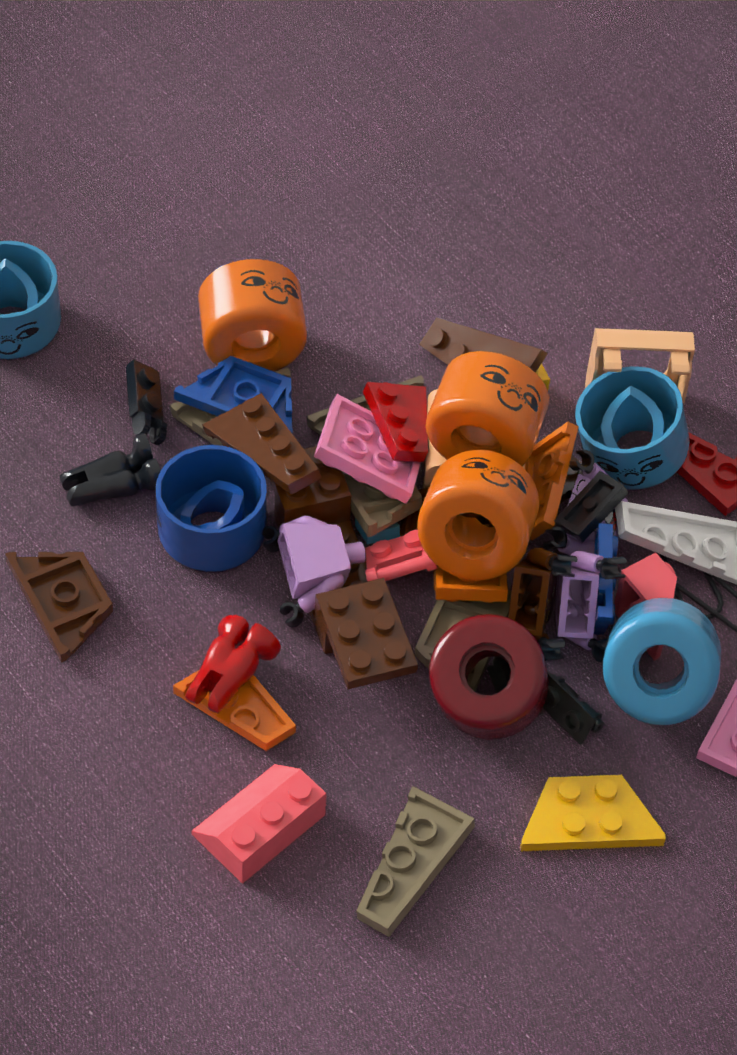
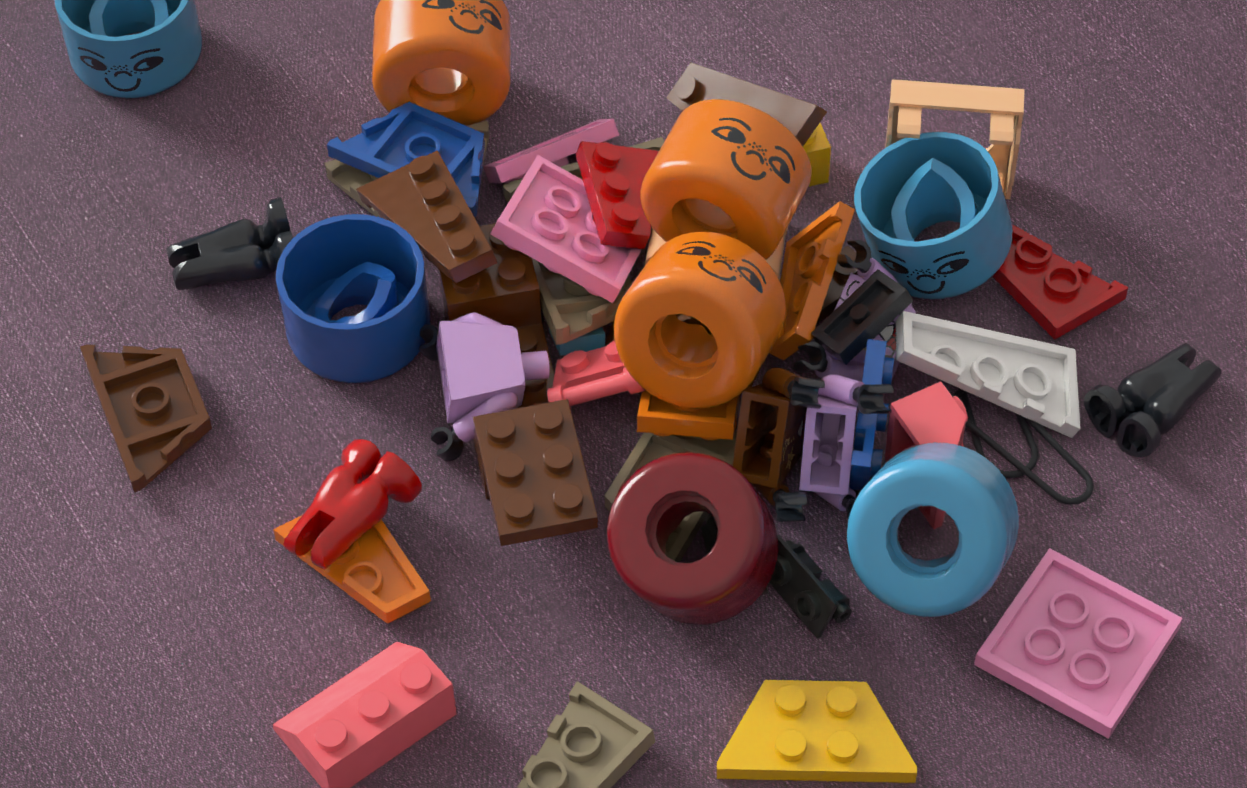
camera: 10 degrees right, 0 degrees up
(145, 401) = (293, 157): black hinge -> none
(344, 386) = (554, 150): none -> bright pink plate

